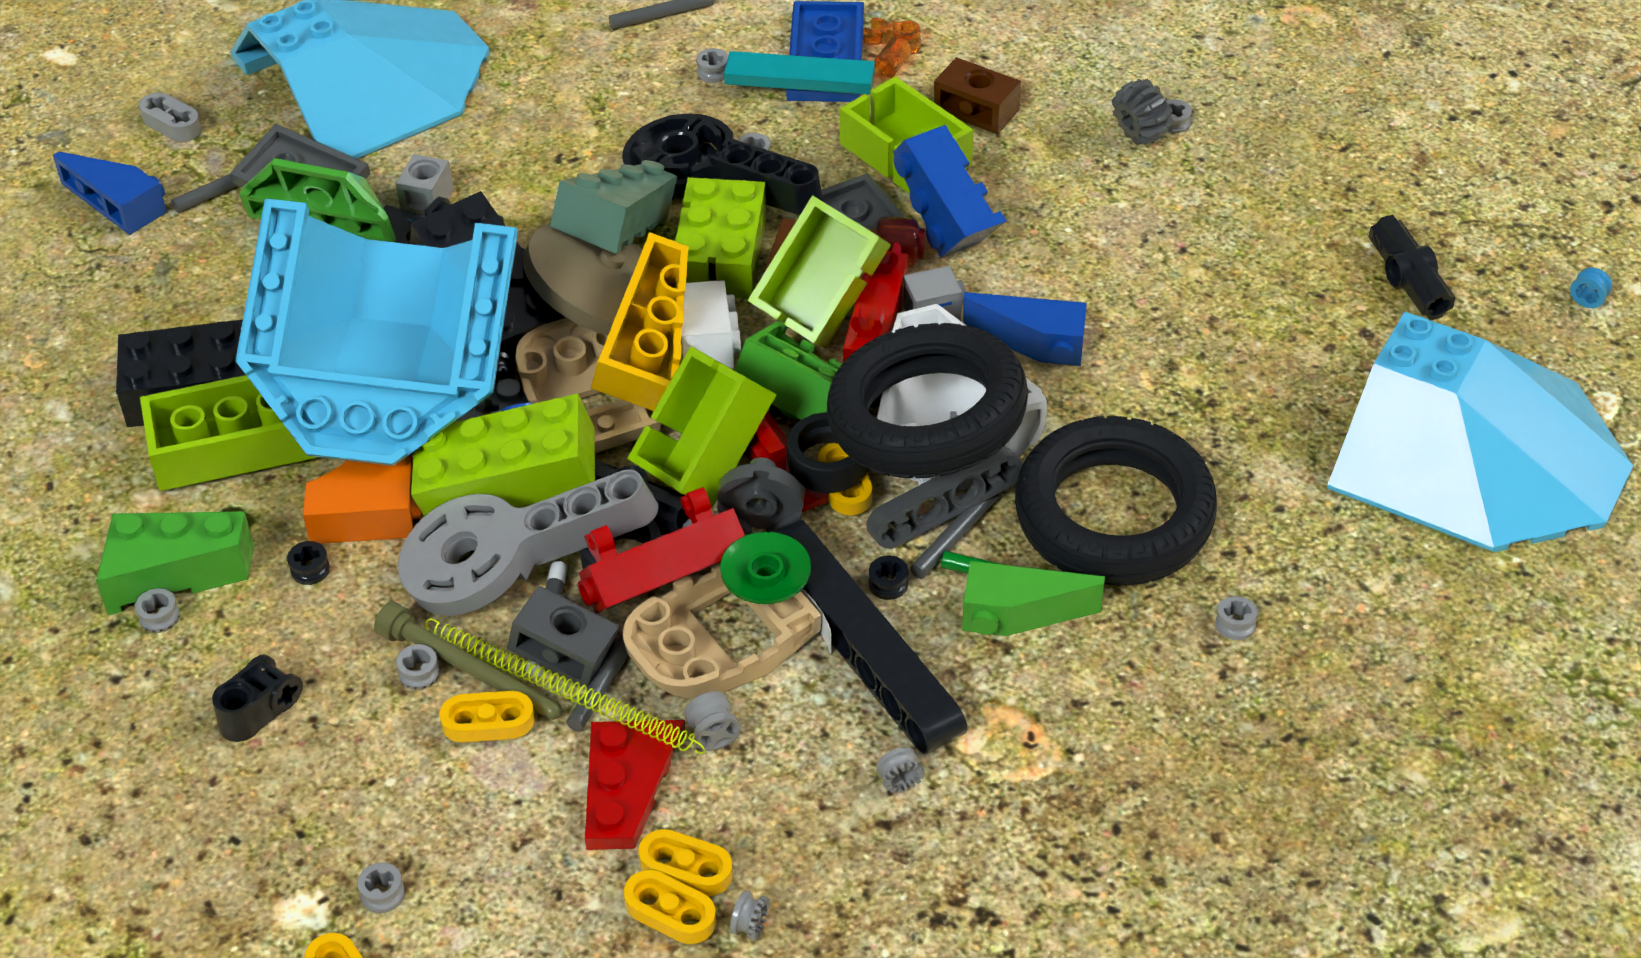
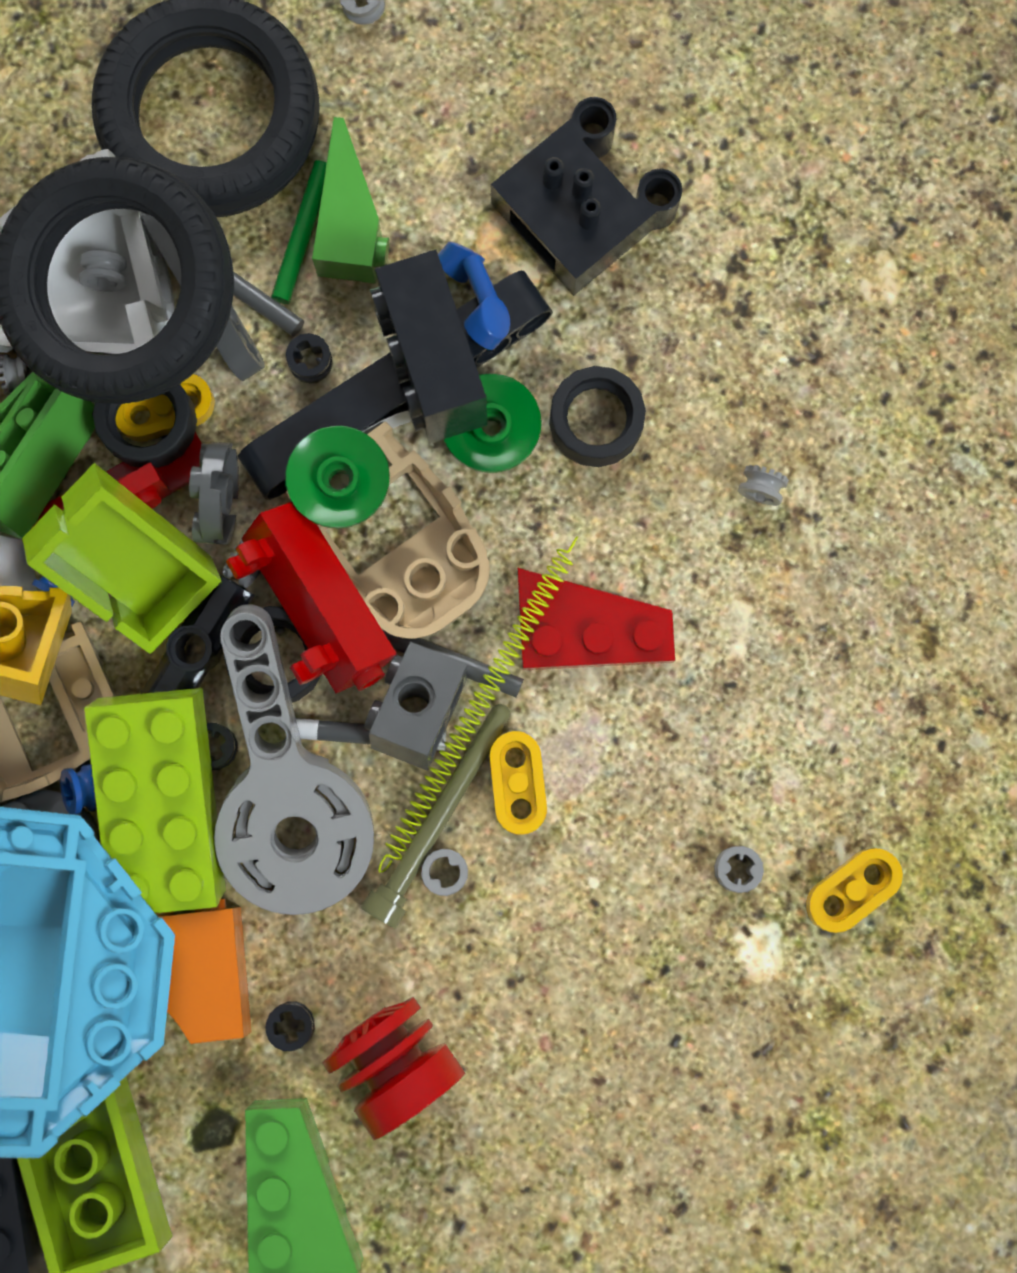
camera: 95 degrees left, 35 degrees up
(166, 615) = (353, 1208): light grey bush -> none
(253, 698) = (495, 1049): black piece -> none
(265, 606) = (393, 1068): none -> red wheel
(673, 907) = (753, 567): yellow plate -> none
(688, 861) = (700, 555): yellow plate -> none
(712, 720) = (522, 536): light grey wheel -> none
(820, 685) = (520, 424): none -> green dish
(827, 752) = (603, 379): none -> black tyre
(872, 617) = (429, 347): none -> black brick
(900, 769) = (578, 340): light grey bush -> none
(910, 675) = (490, 319): none -> blue bar
(1036, 765) = (574, 206): none -> black piece

